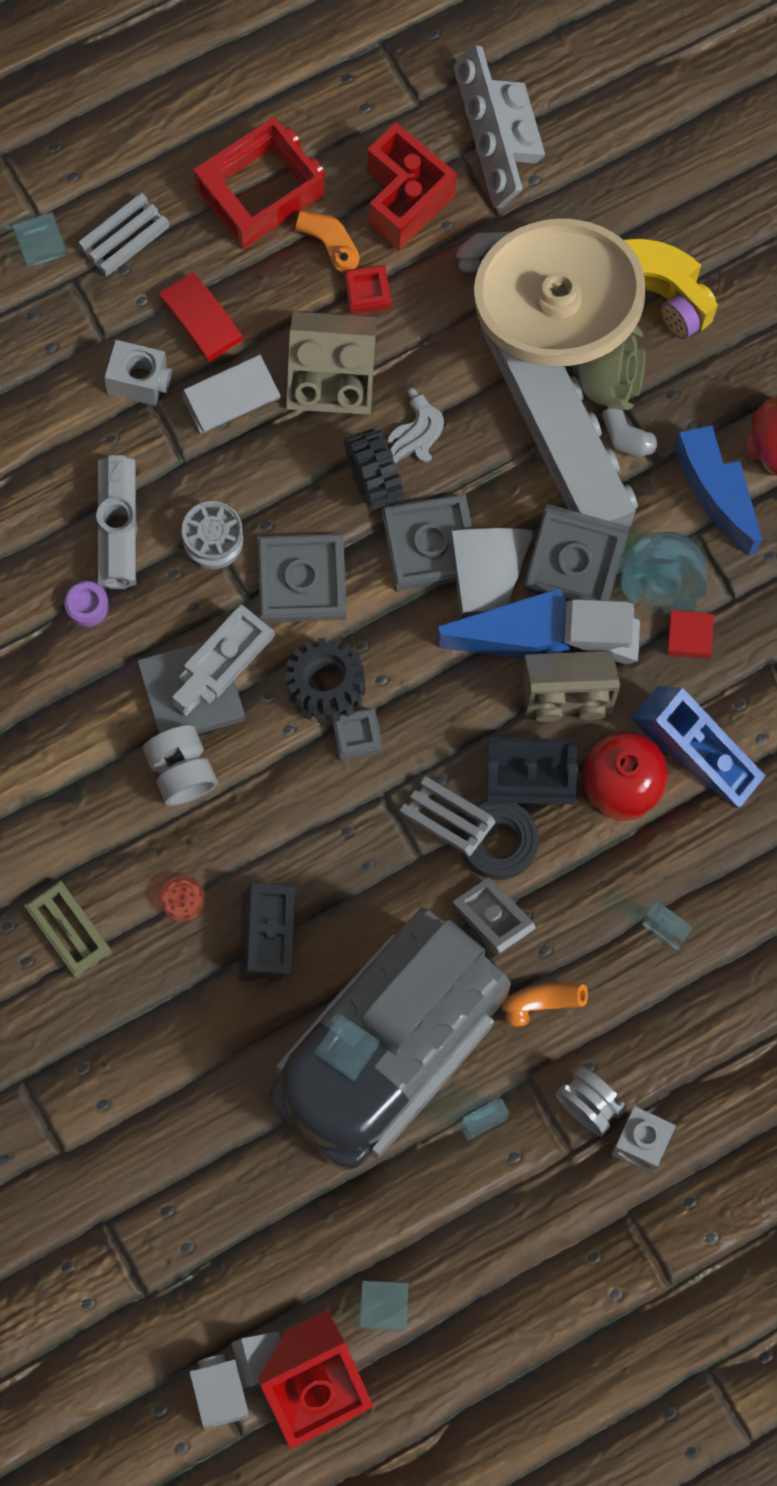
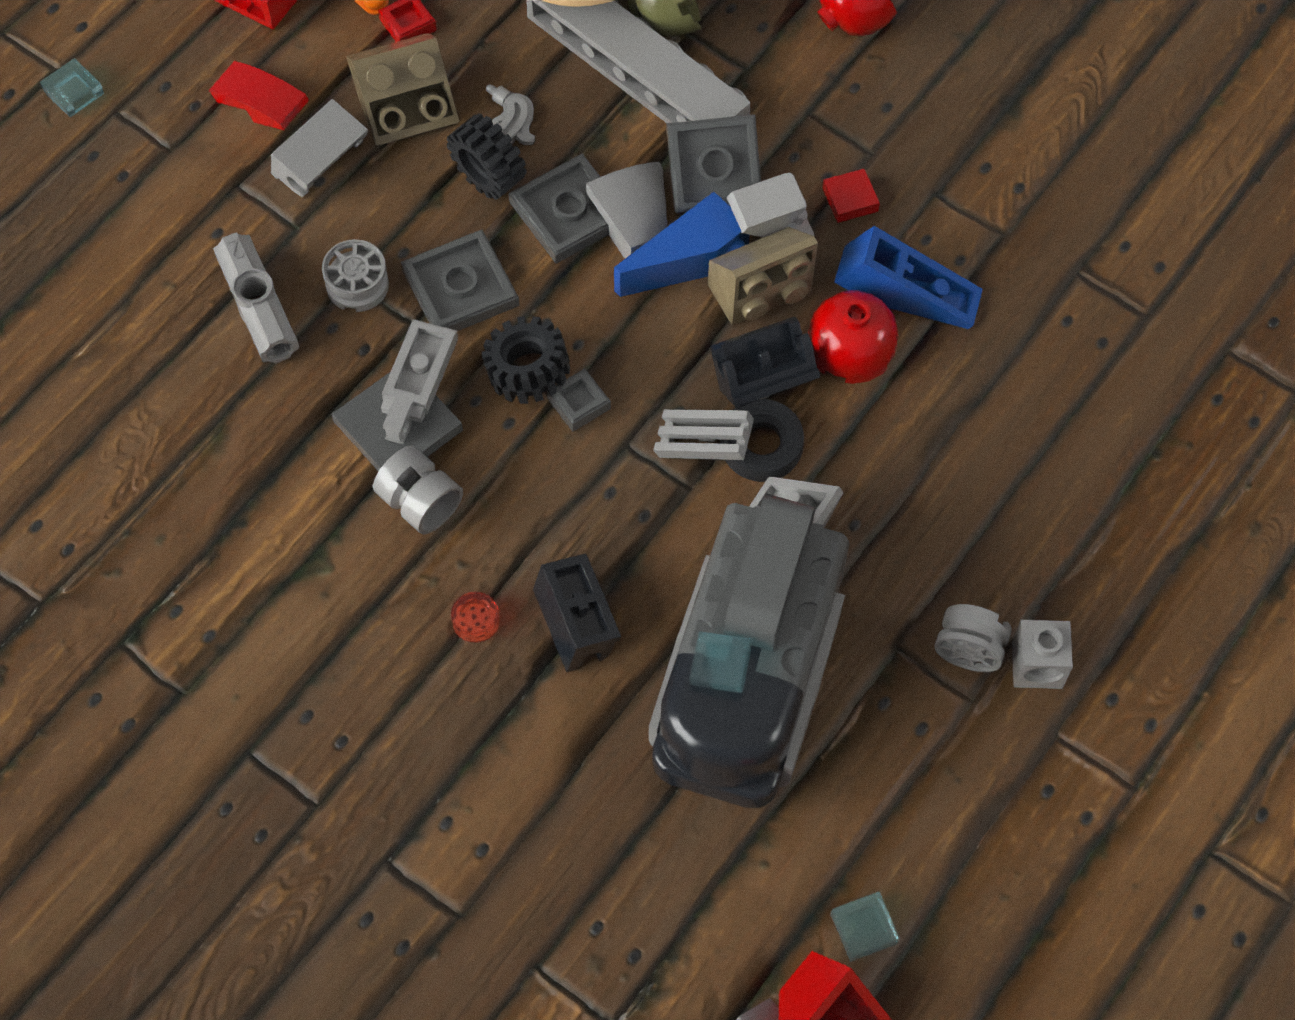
camera: 20 degrees left, 10 degrees down
(86, 603) = (257, 384): medium lavender tile -> none
(89, 959) = (405, 713): olive tile -> none
(130, 357) = (203, 160): light grey brick -> none
(138, 204) = (146, 52): light grey tile -> none
(484, 1119) = (876, 699): clear light blue tile -> none
(542, 997) = (877, 563): orange arm -> none
(627, 438) = (714, 54): light grey arm -> none
(665, 572) = (804, 142): clear light blue cylinder -> none
(667, 925) = (962, 451): clear light blue tile -> none
(719, 487) = (815, 62): blue slope -> none

